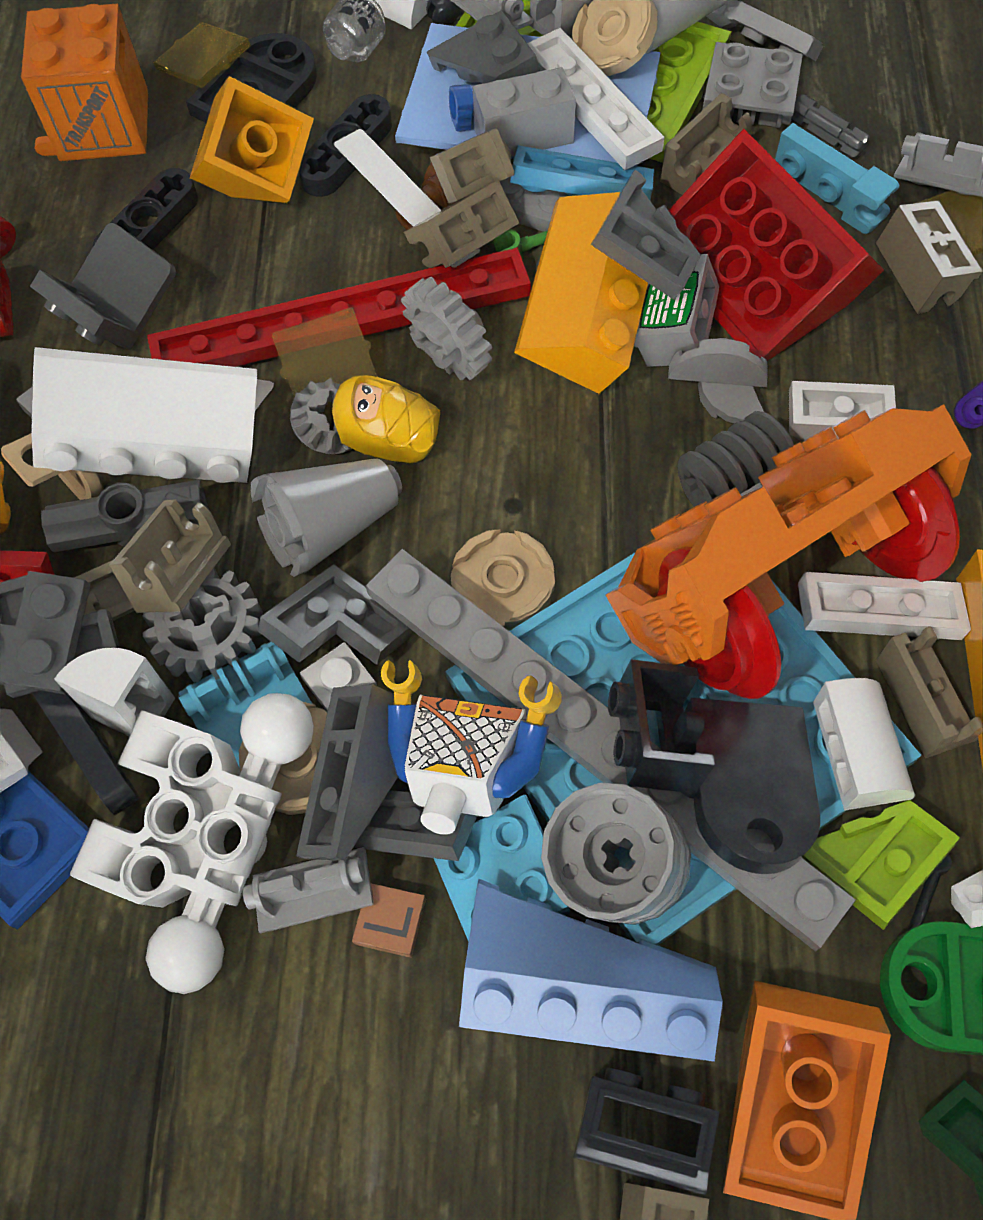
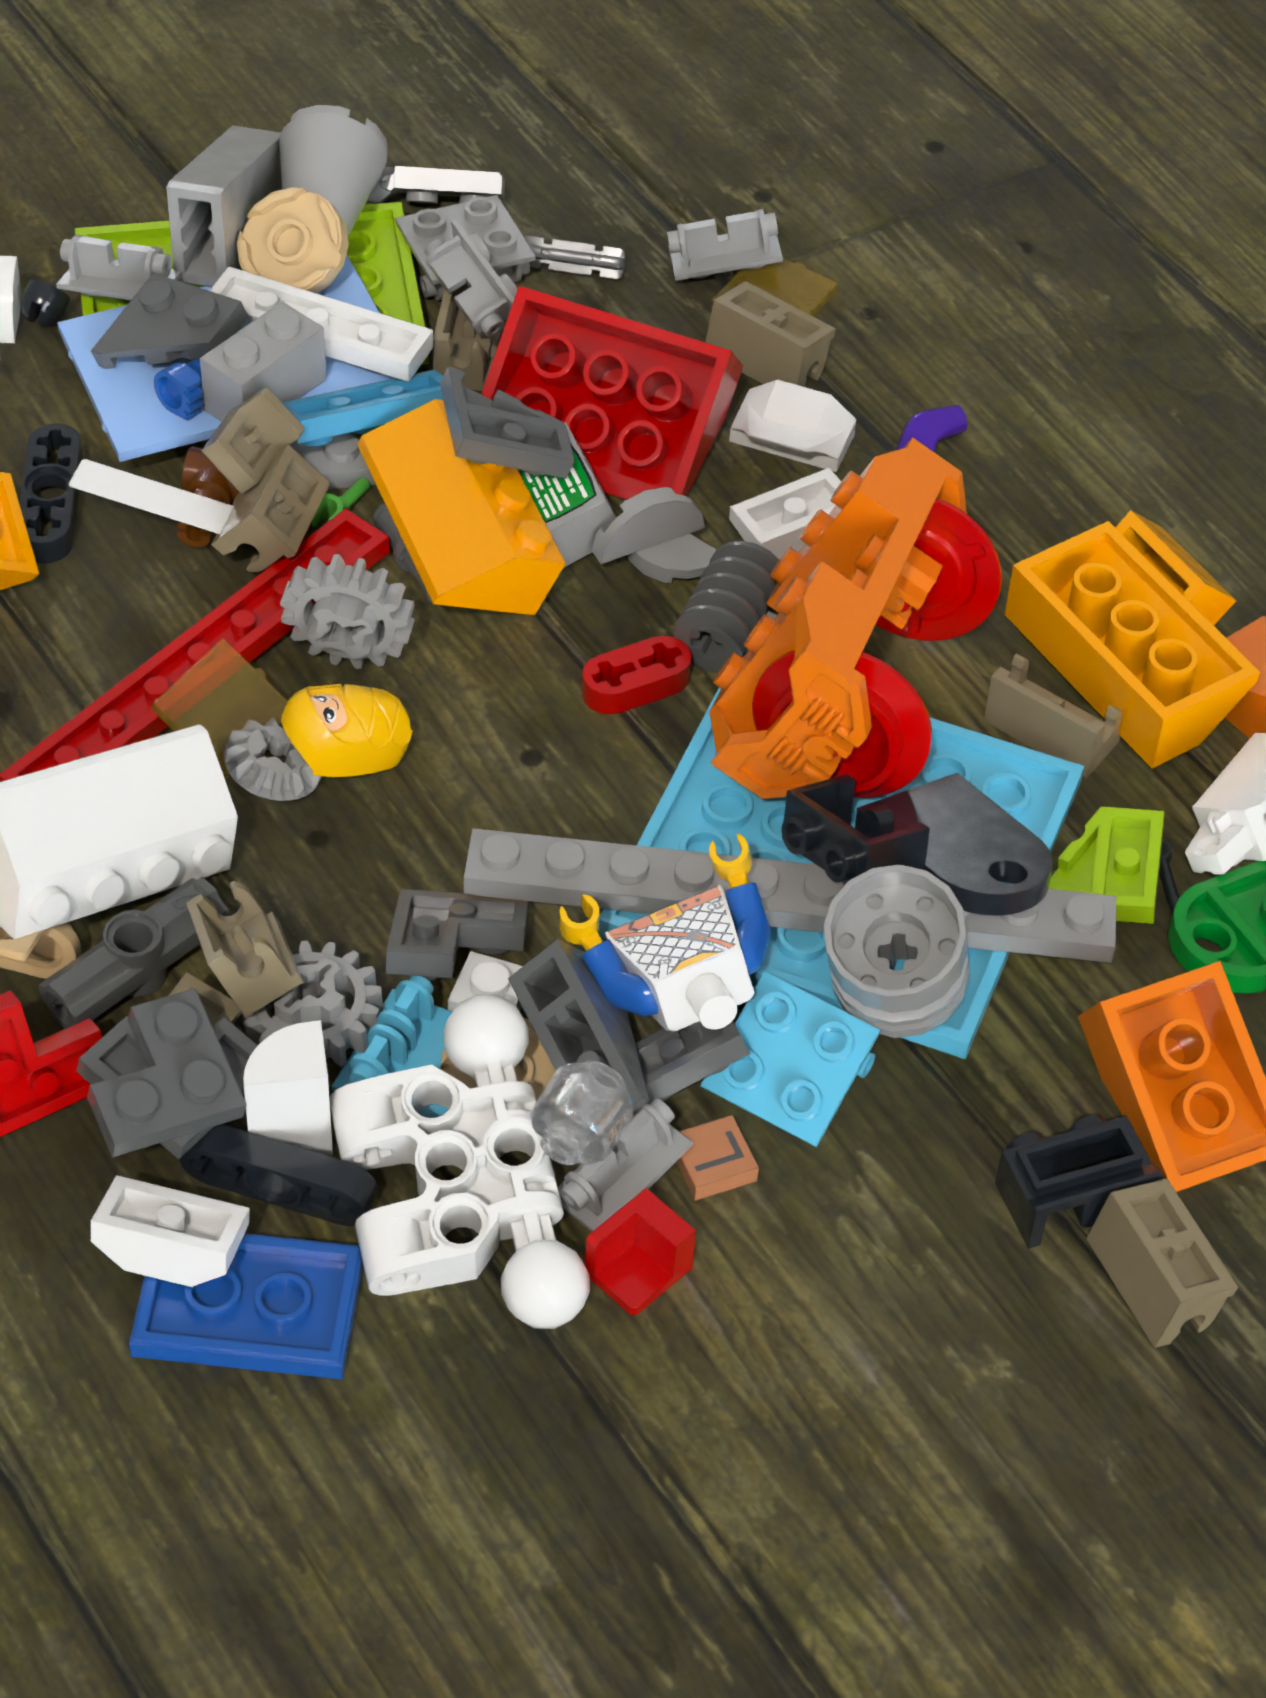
camera: 40 degrees left, 15 degrees down
(270, 971) = (639, 1252): none -> red panel
(277, 846) = (582, 1113): none -> clear head
(322, 508) = (345, 846): light grey cone -> none
(505, 576) = (580, 807): tan tile -> none
(582, 984) = (912, 1092): medium blue wedge -> none
(631, 480) = (637, 675): none -> red beam
(722, 93) = (467, 261): none -> light grey hinge
(836, 178) = (657, 303): medium azure plate -> none
(862, 743) = (1028, 776): white brick -> none
(882, 605) = (968, 658): white plate -> none
(900, 335) = (794, 424): none -> white slope

